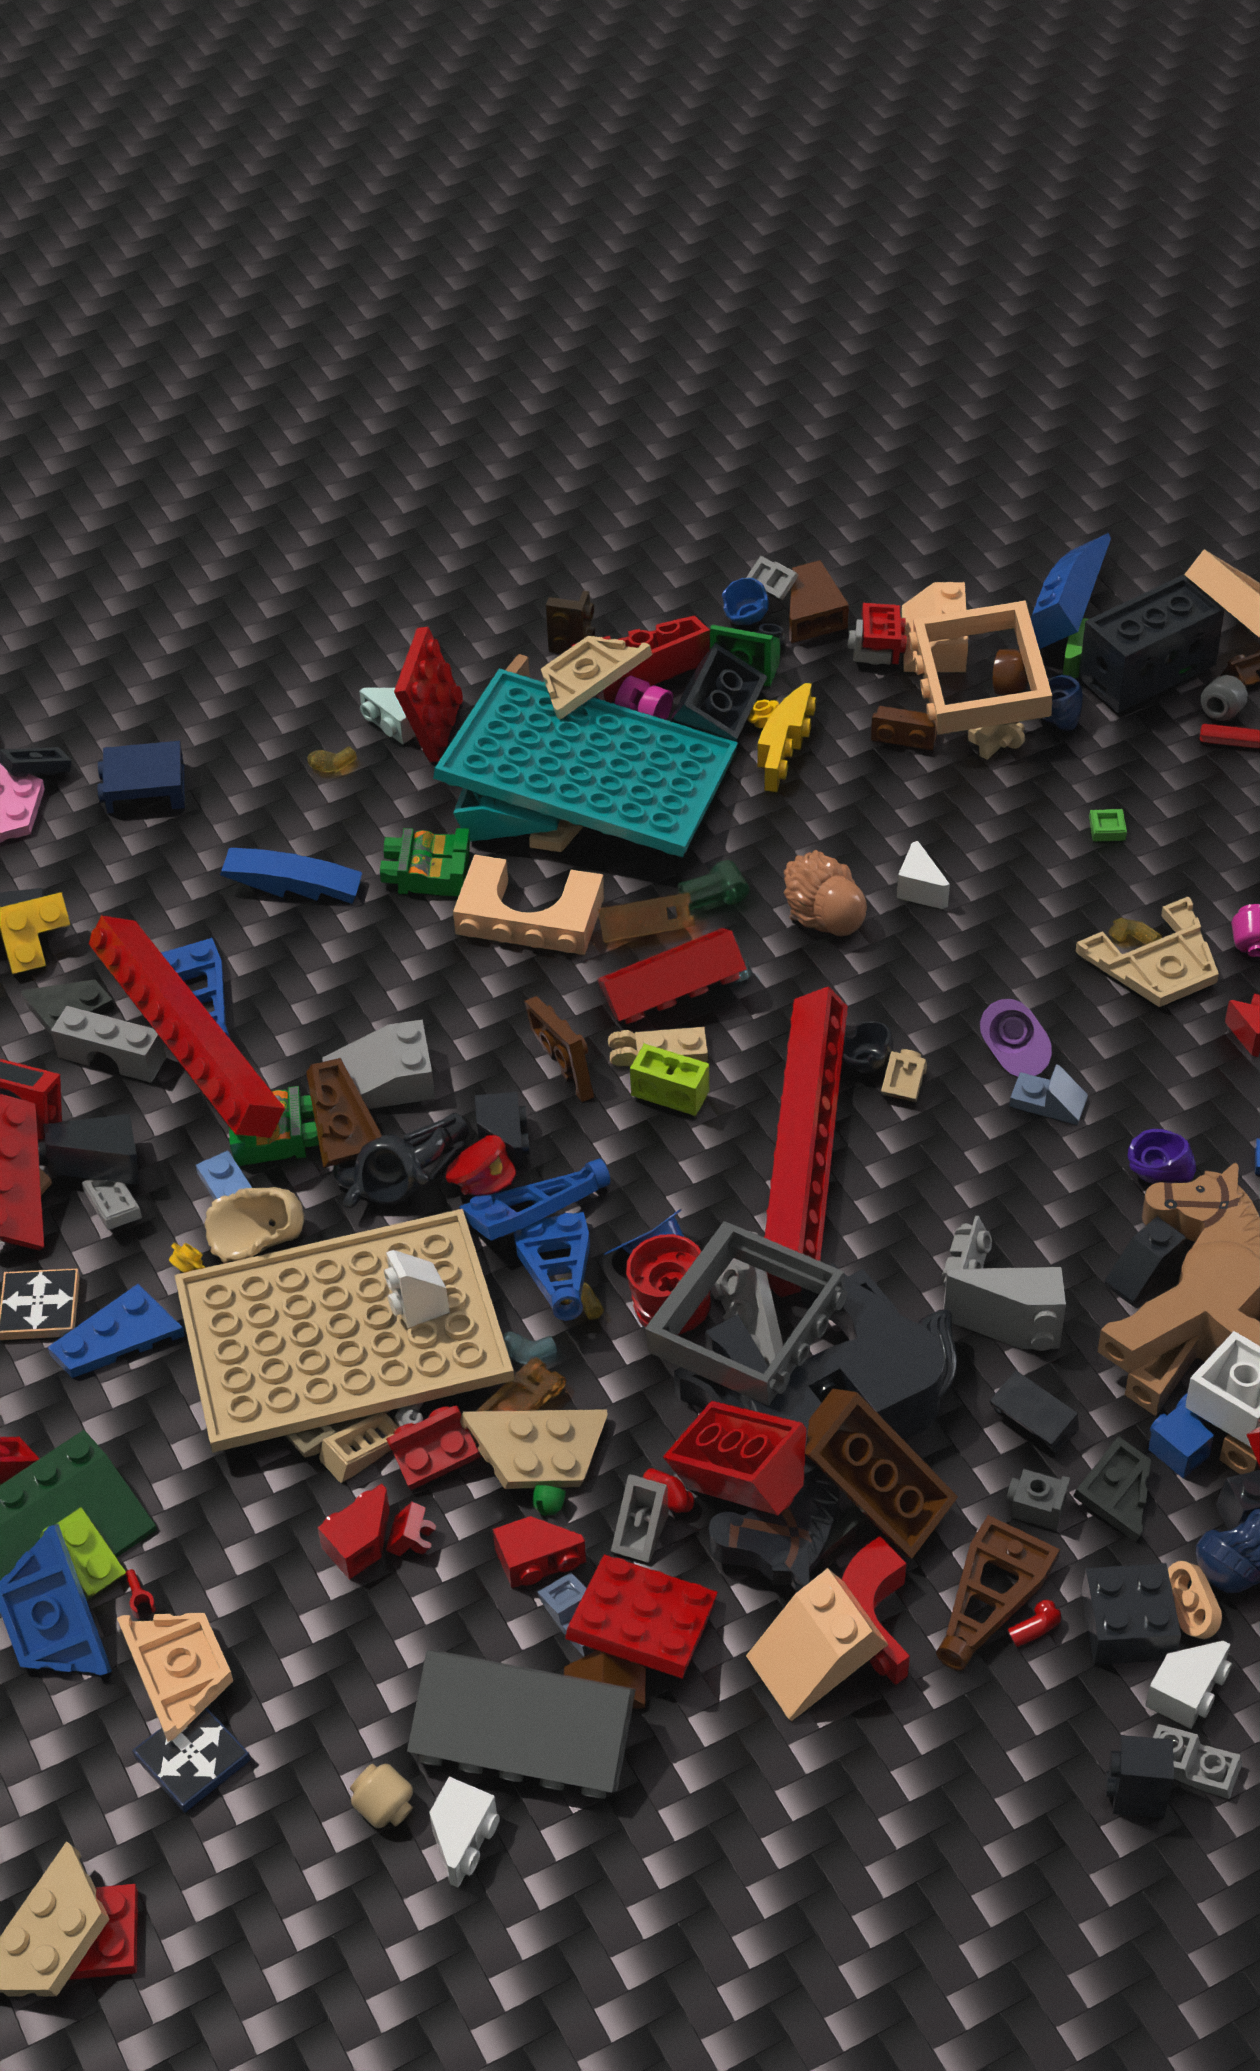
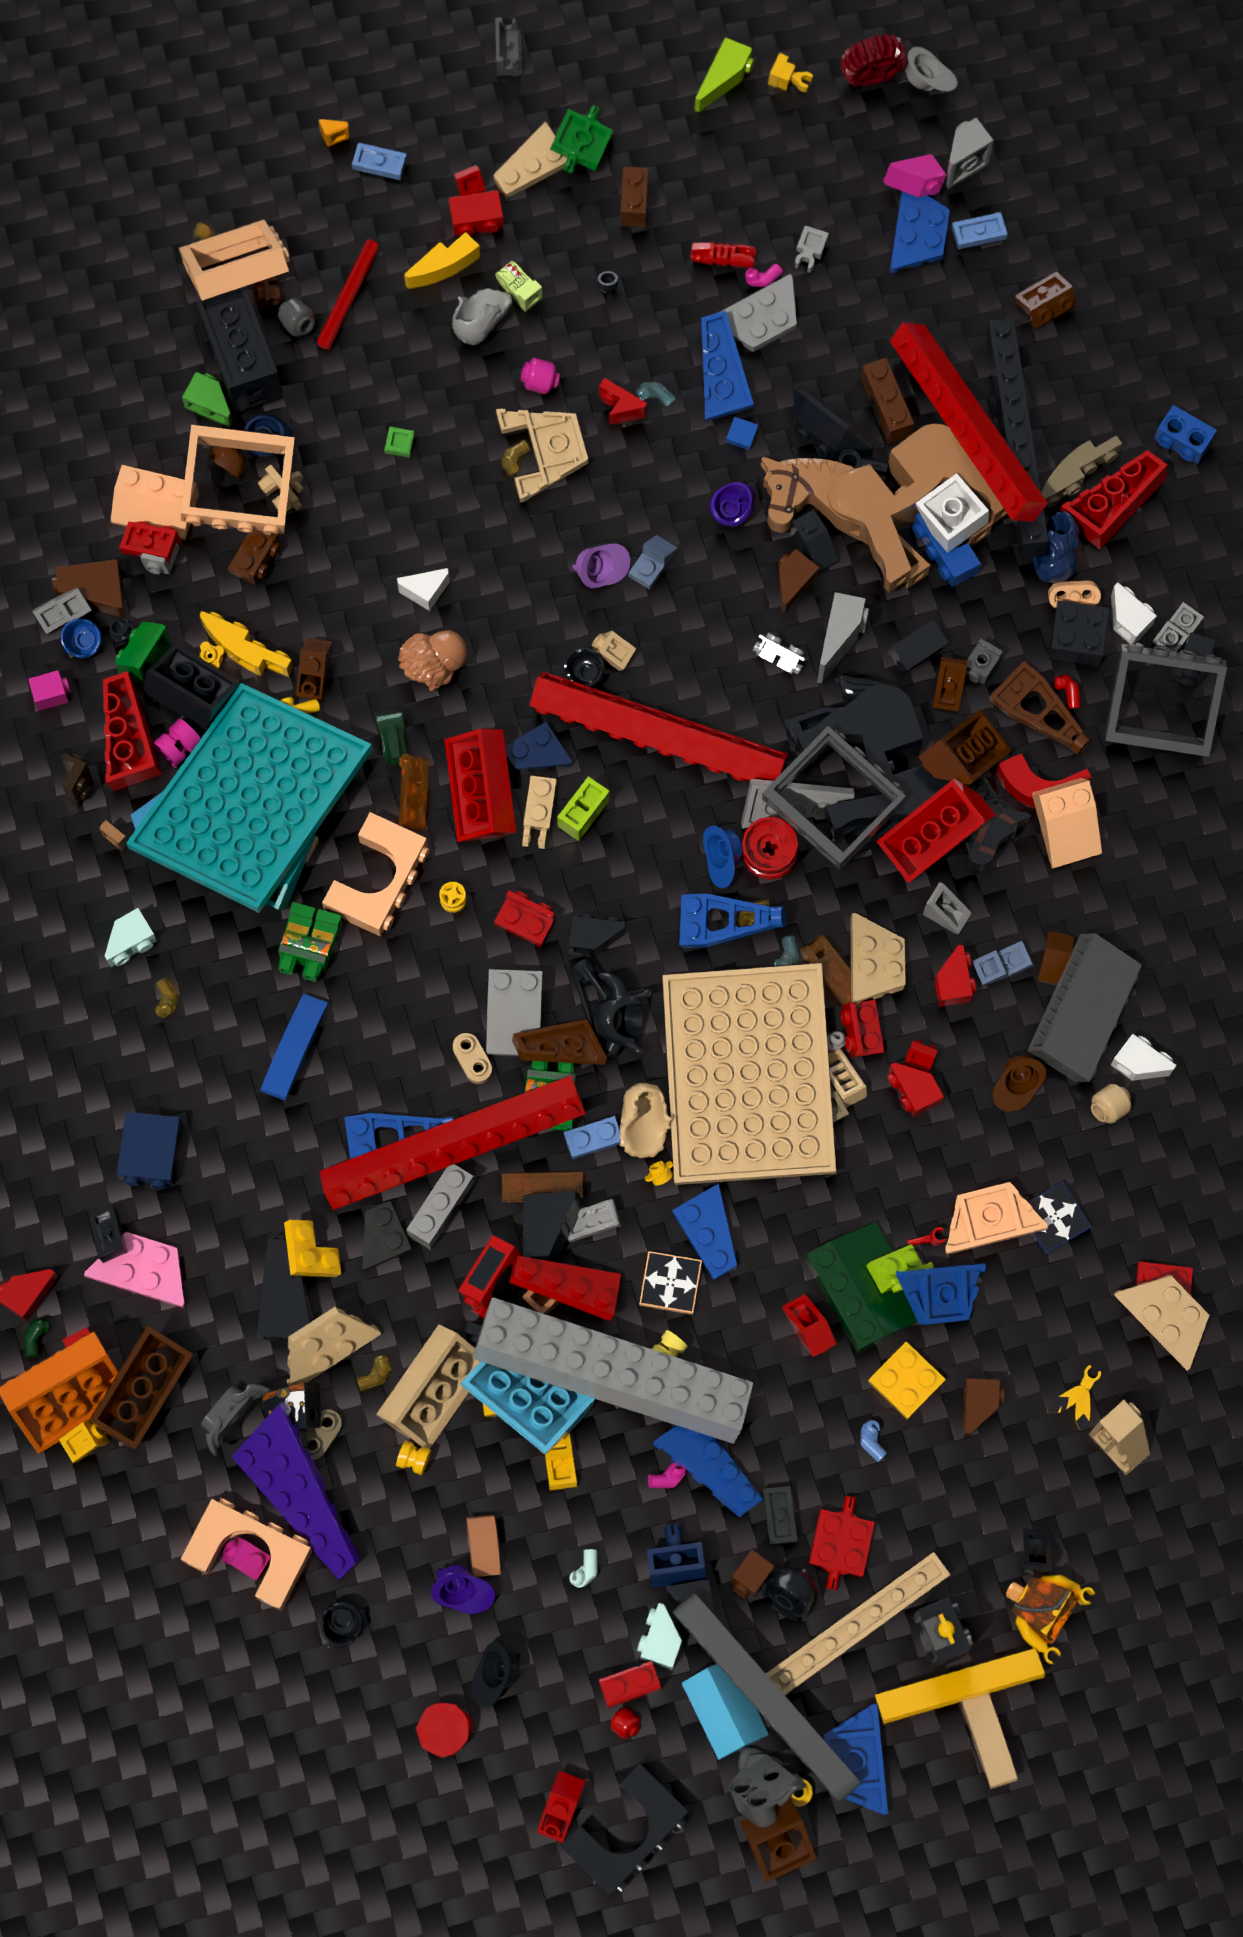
camera: 80 degrees left, 25 degrees up
(153, 1147) = (521, 1184): none -> clear orange plate
(315, 1043) = (471, 1057): none -> tan plate
(388, 1657) = (1018, 1082): none -> reddish brown piece
(416, 1289) = (749, 1013): white slope -> none
(428, 694) = (140, 902): red plate -> none
(482, 1167) = (630, 954): red hat -> none
(495, 1218) = (678, 954): blue plate -> none
(510, 1060) = (525, 918): none -> red bracket
(519, 982) = (452, 891): none -> yellow wheel
(548, 1499) = (913, 963): green hinge -> none
(562, 1043) = (535, 875): reddish brown wing -> none
(588, 670) = (156, 774): tan wing -> none
(642, 1615) = (1022, 921): red plate -> none
(675, 592) = (49, 690): none -> dark pink brick
(678, 1498) = (924, 886): red arm -> none
(723, 801) = (307, 707): none -> yellow arm
(742, 1030) = (537, 750): none -> dark blue wing
(779, 798) = (313, 668): none -> reddish brown slope
(989, 1461) = (950, 684): none -> reddish brown slope
(993, 1746) = (1157, 739): none -> dark grey window
(1067, 592) = (151, 394): blue wedge -> none
(1079, 1248) = (795, 577): none -> reddish brown slope
(1118, 1488) = (982, 612): pearl dark grey wing -> none

